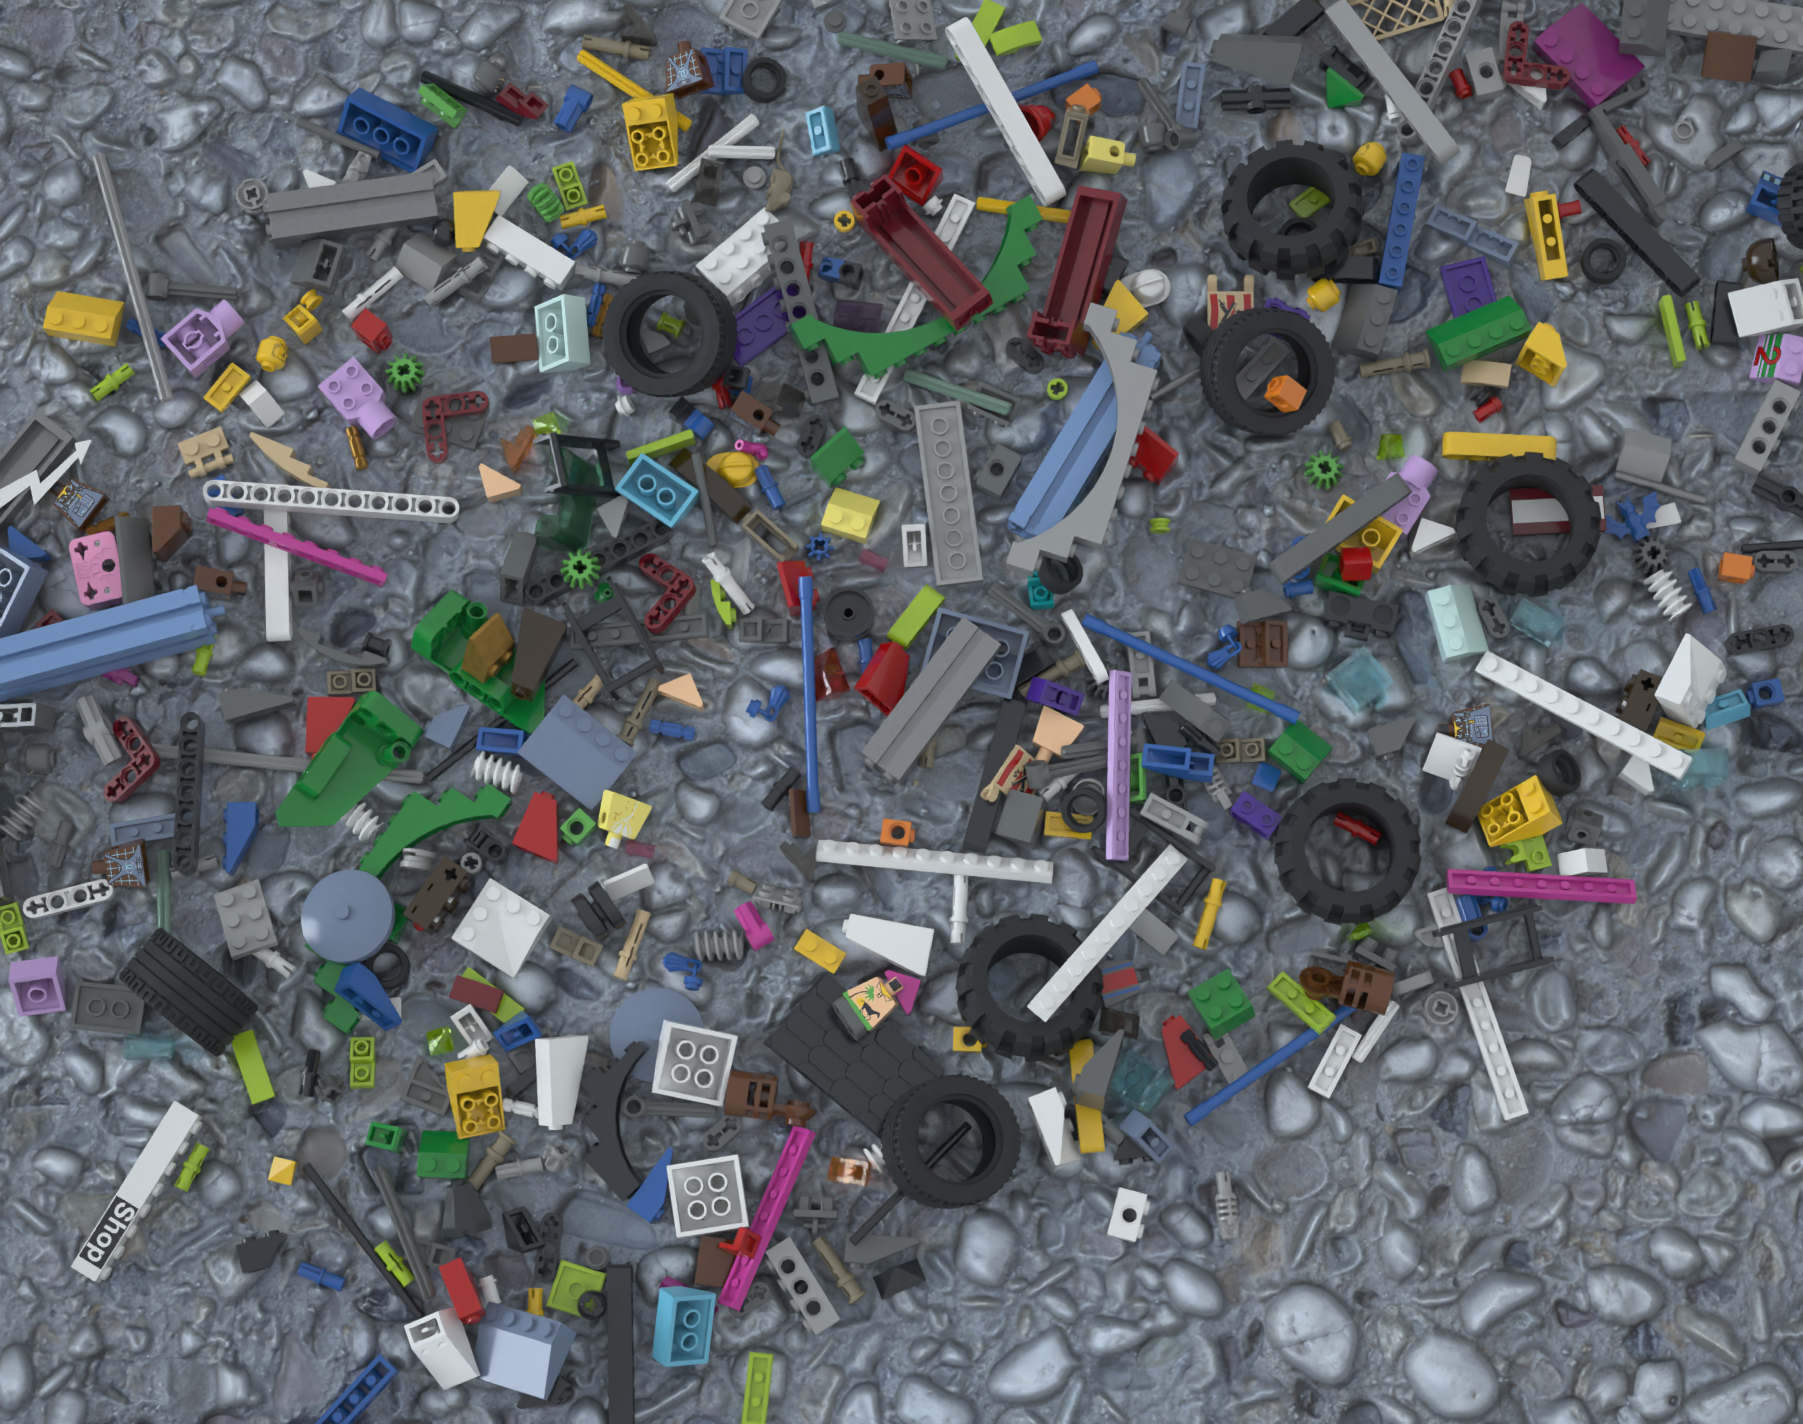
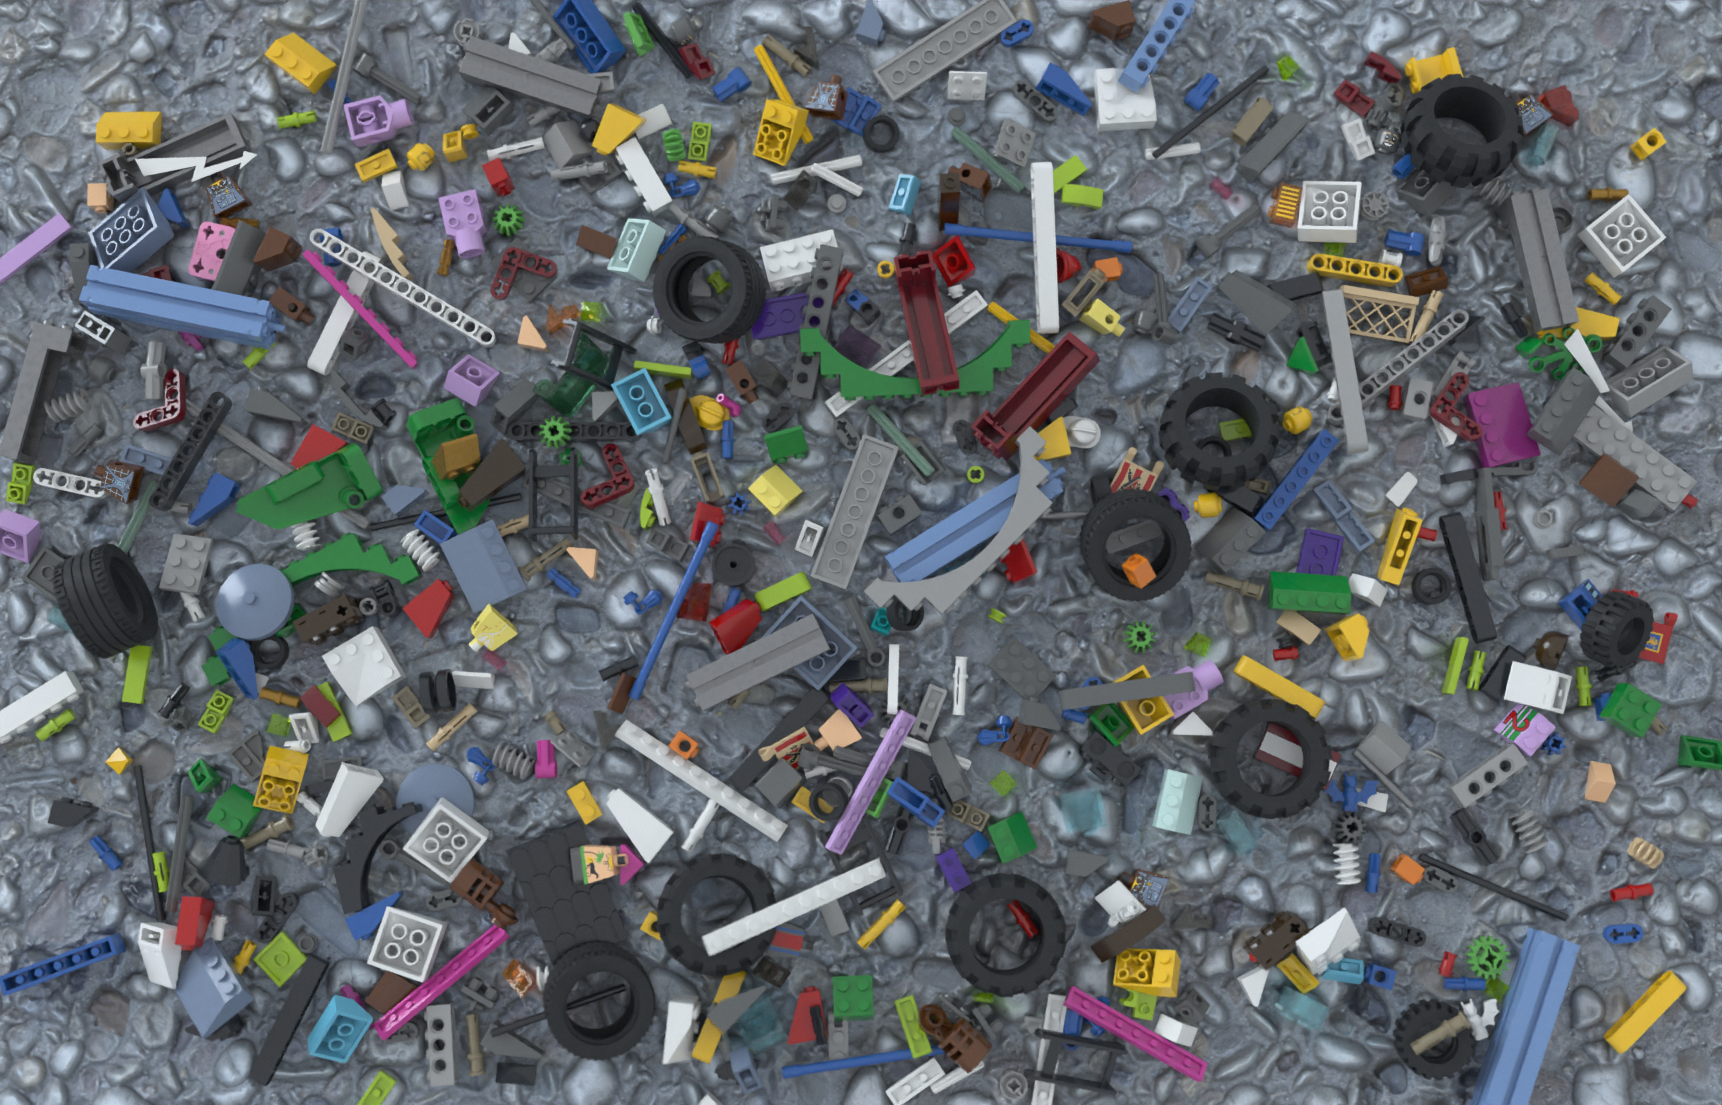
camera: 25 degrees right, 5 degrees up
(203, 447) = (337, 200): tan plate -> none
(426, 1010) = (279, 697): none -> pearl gold pin
(455, 564) = (471, 380): none -> lavender slope
(517, 1031) = (335, 748): blue slope -> none
(582, 818) = (466, 621): bright green brick -> none
(586, 1298) = (276, 979): black piece -> none
(737, 379) = (745, 350): black leg -> none
(744, 1244) = (412, 994): red panel -> none
(780, 184) = (852, 219): dark tan animal -> none
(1159, 619) = (960, 685): none -> white pin
(1173, 818) = (890, 842): light grey plate -> none
(1279, 709) = (912, 670): blue piece -> none
(1340, 436) = (1165, 617): dark tan pin -> none
(1355, 563) = (1125, 722): red panel -> none
(1412, 984) = (1003, 1055): light grey beam -> none
(1538, 298) = (1367, 589): none -> white slope
(1550, 777) = (1202, 959): black tyre -> none
(1584, 715) = (1235, 927): white plate -> none

